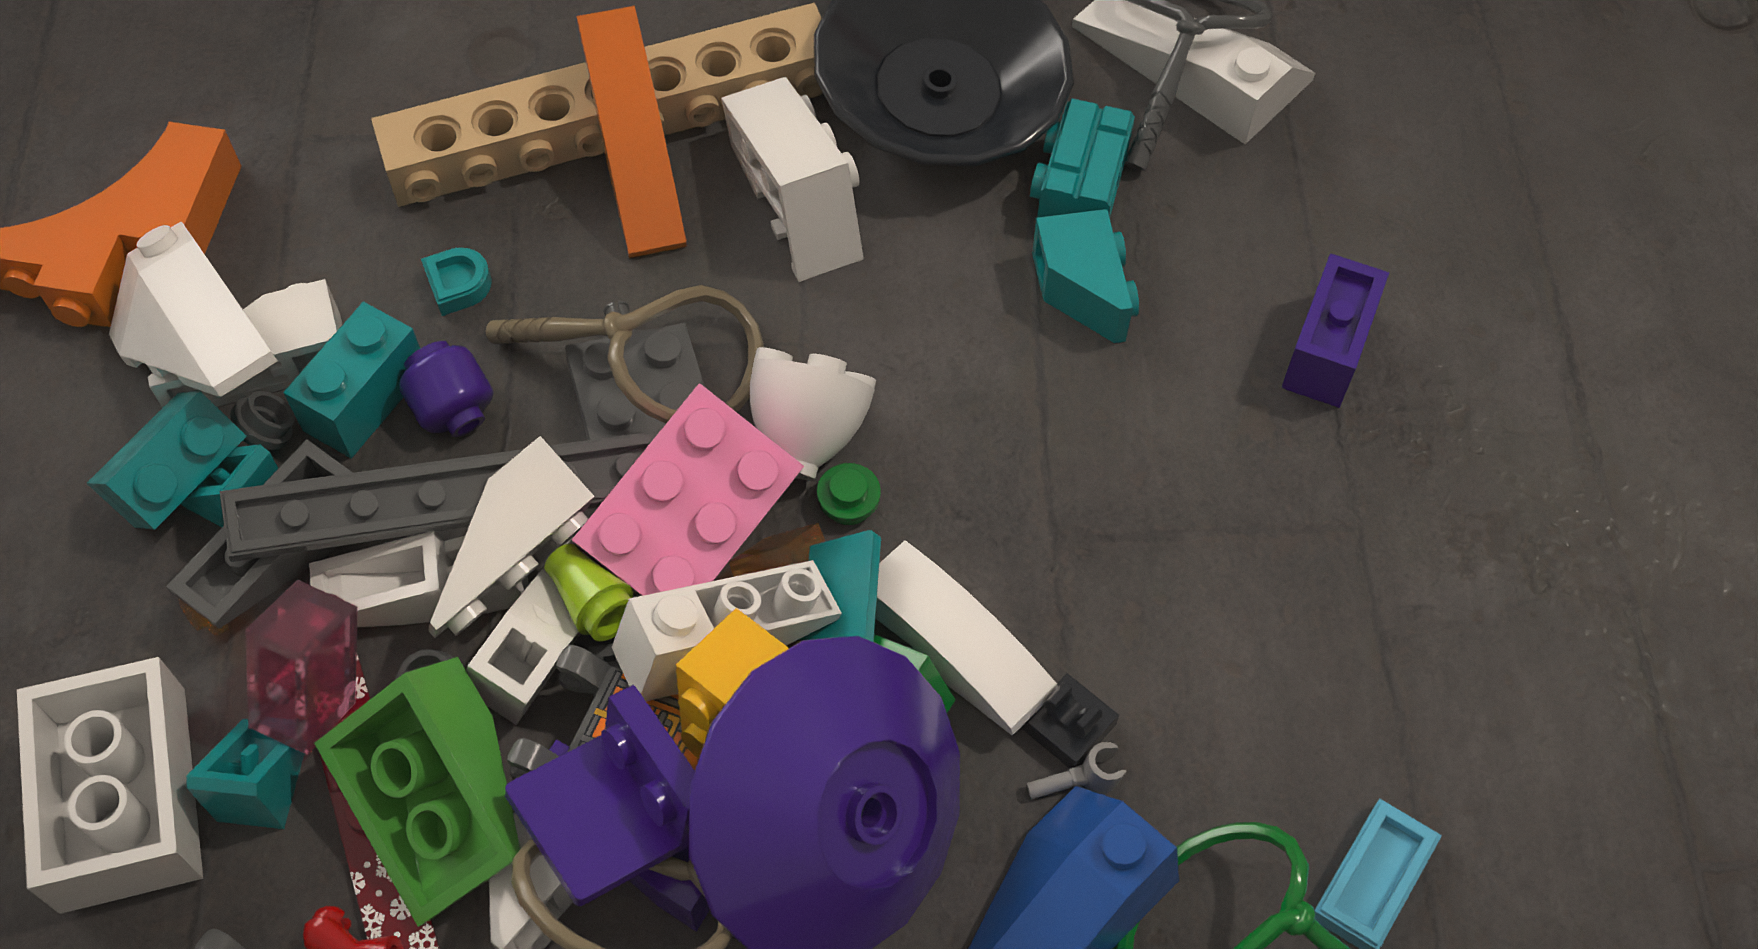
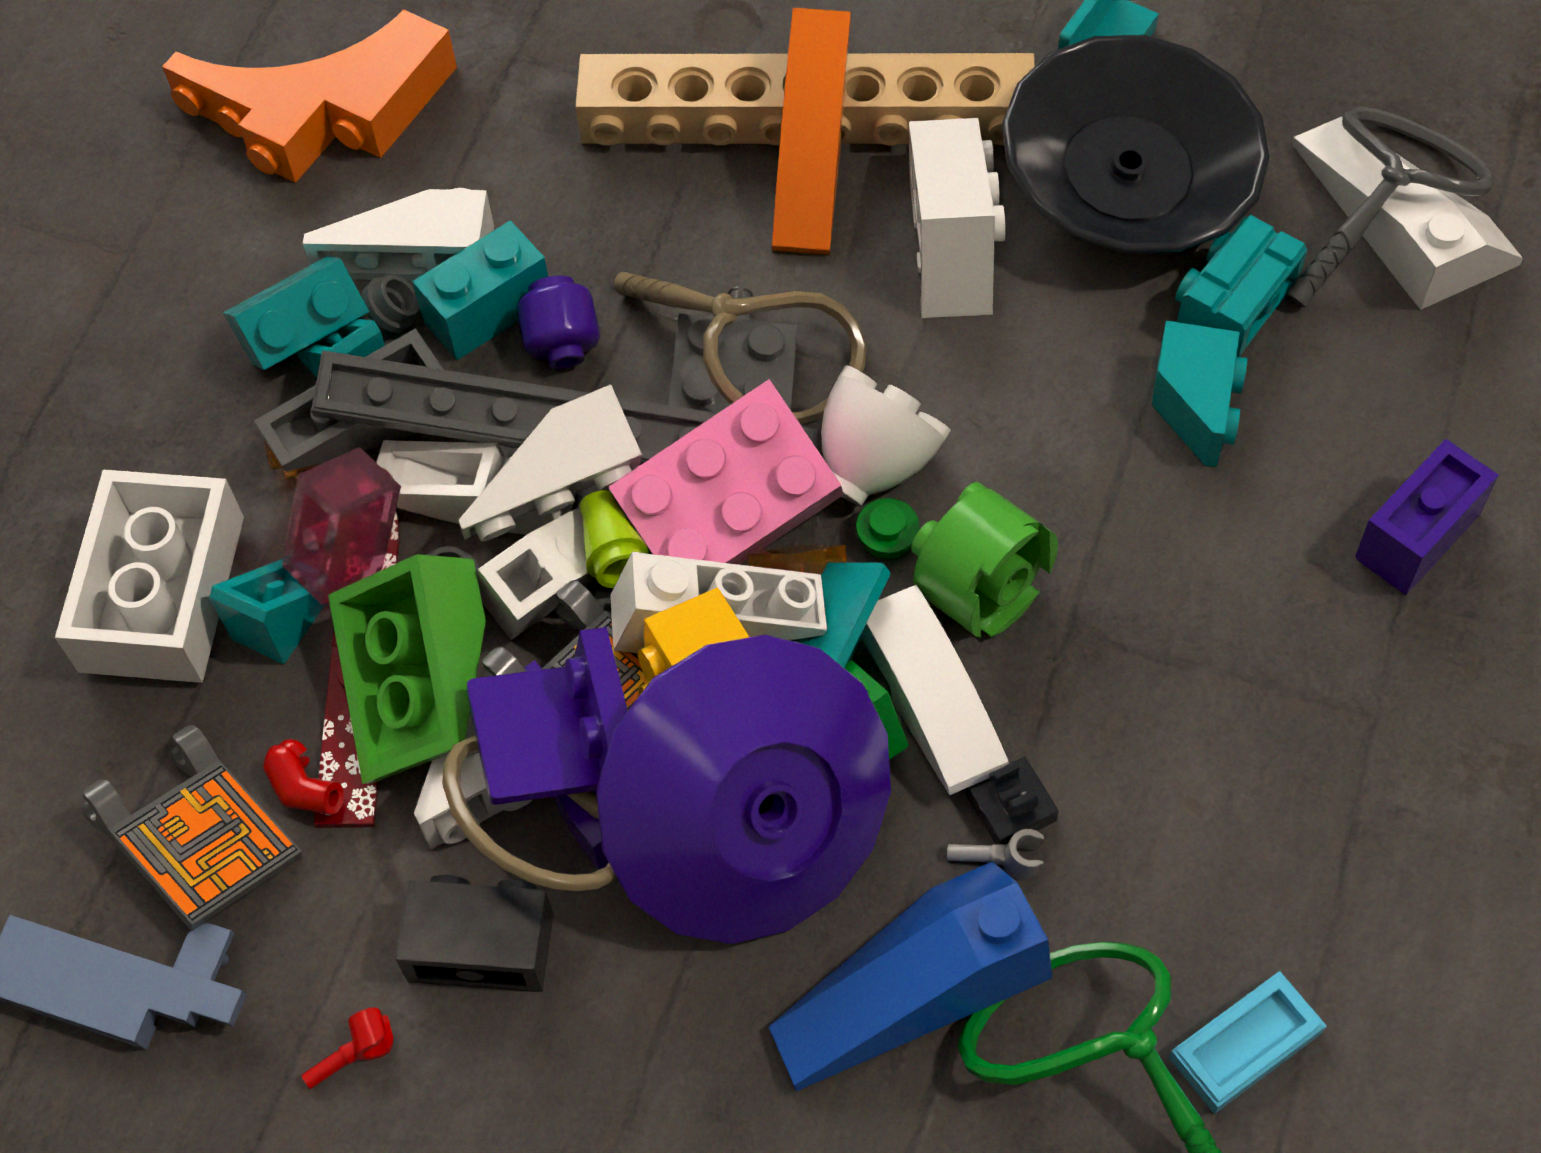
camera: 25 degrees right, 0 degrees up
(183, 316) = (353, 187): white wedge -> none
(457, 278) = (608, 224): teal tile -> none
(957, 496) = (982, 560): none -> bright green brick

